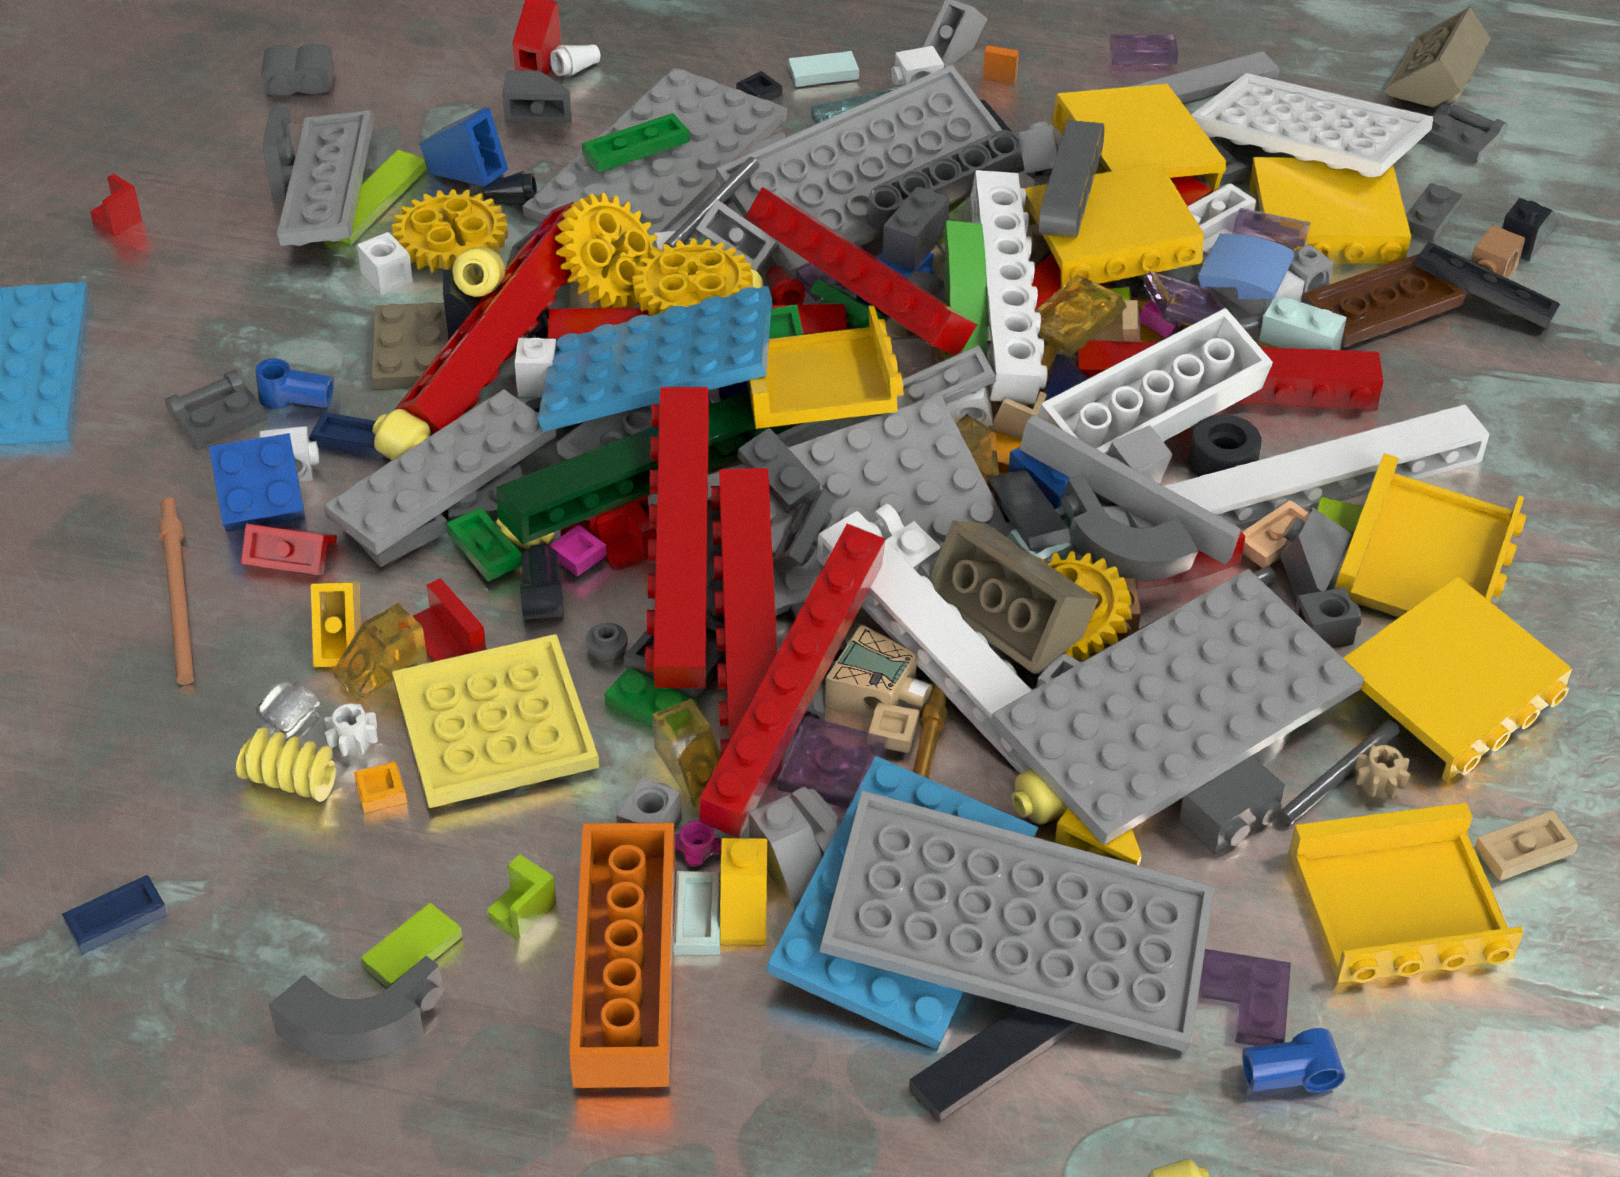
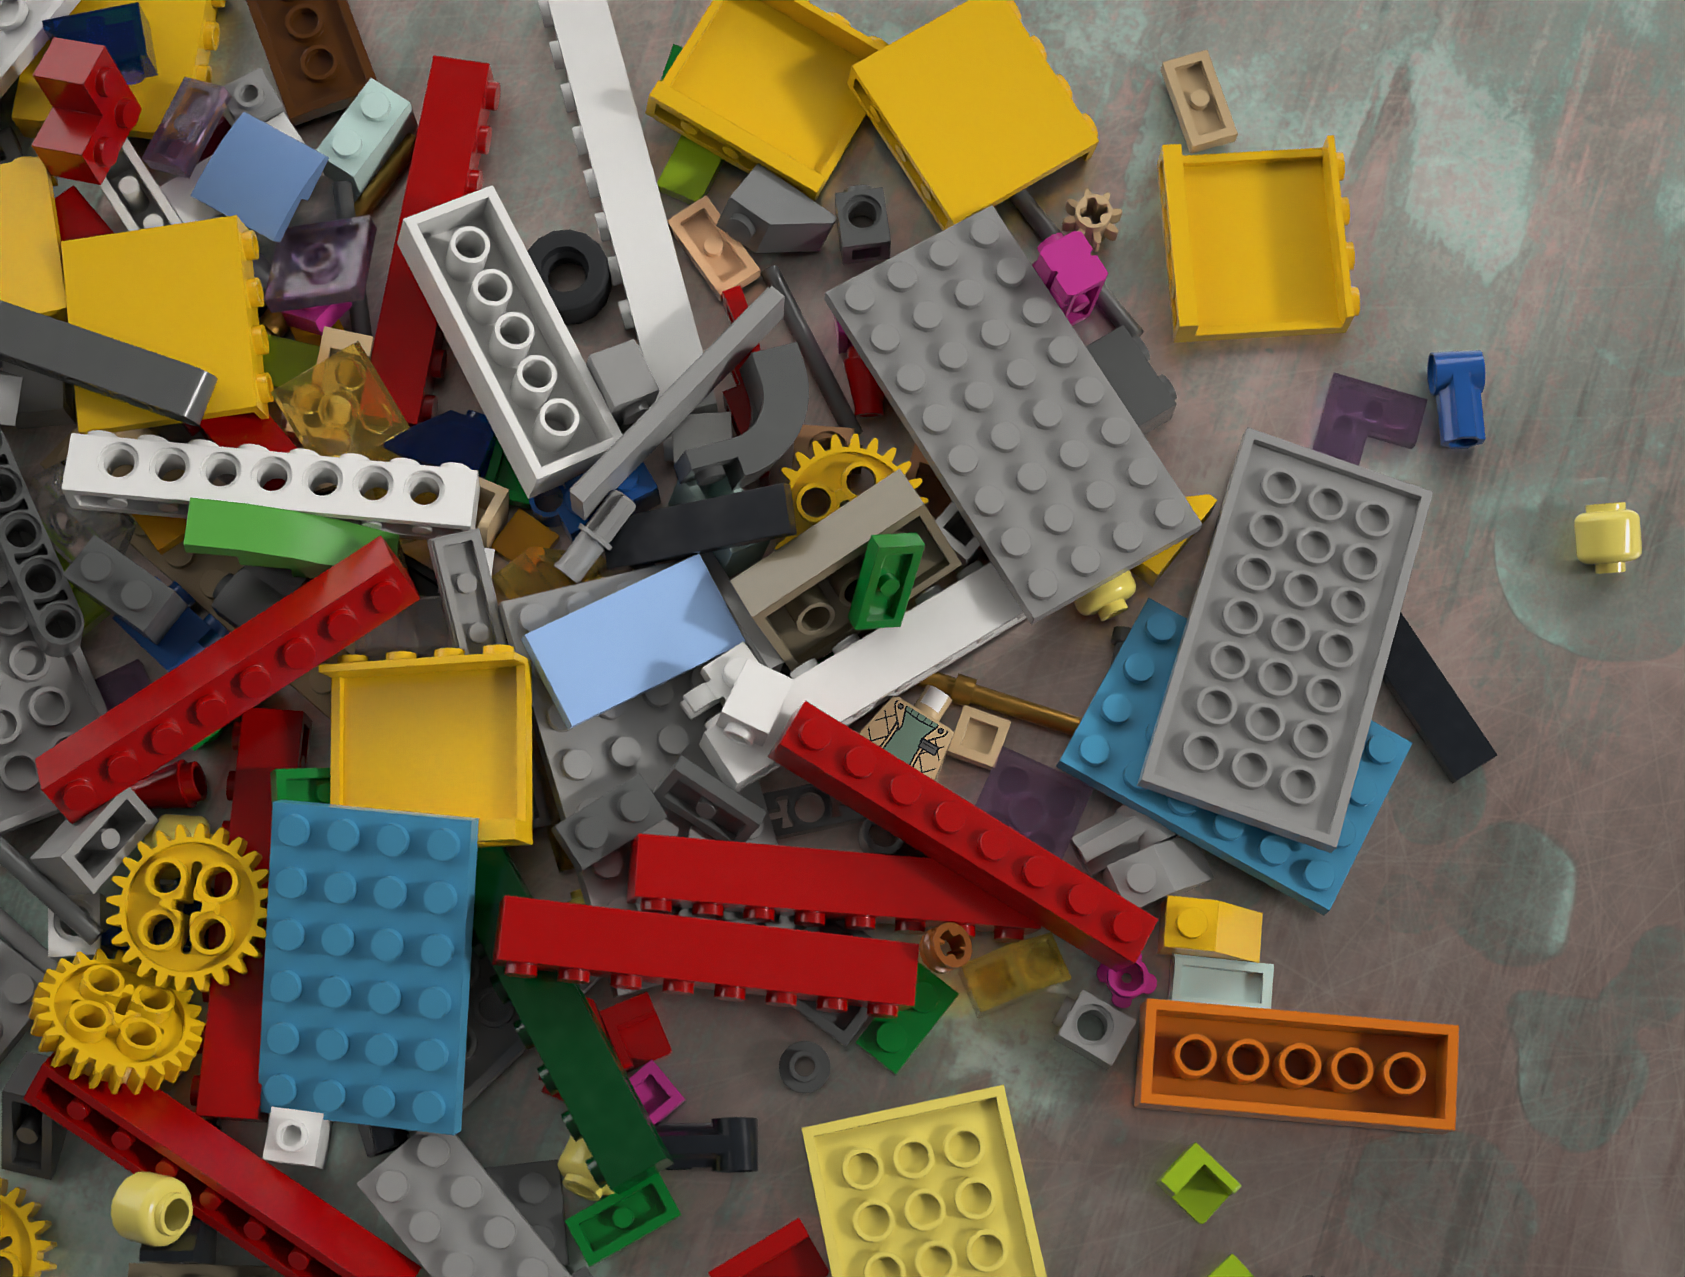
camera: 85 degrees left, 30 degrees up
(716, 686) = (958, 941): none -> dark orange bush
(888, 520) = (753, 704): none -> white brick
(924, 471) = (632, 641): none -> light blue tile
(1000, 597) = (886, 580): none -> green plate
(1008, 458) = (595, 536): none -> light grey axle
(1262, 172) = (88, 111): none -> red brick
(1311, 740) = (1071, 273): none -> dark pink brick
(1323, 185) = (118, 28): none -> clear blue slope

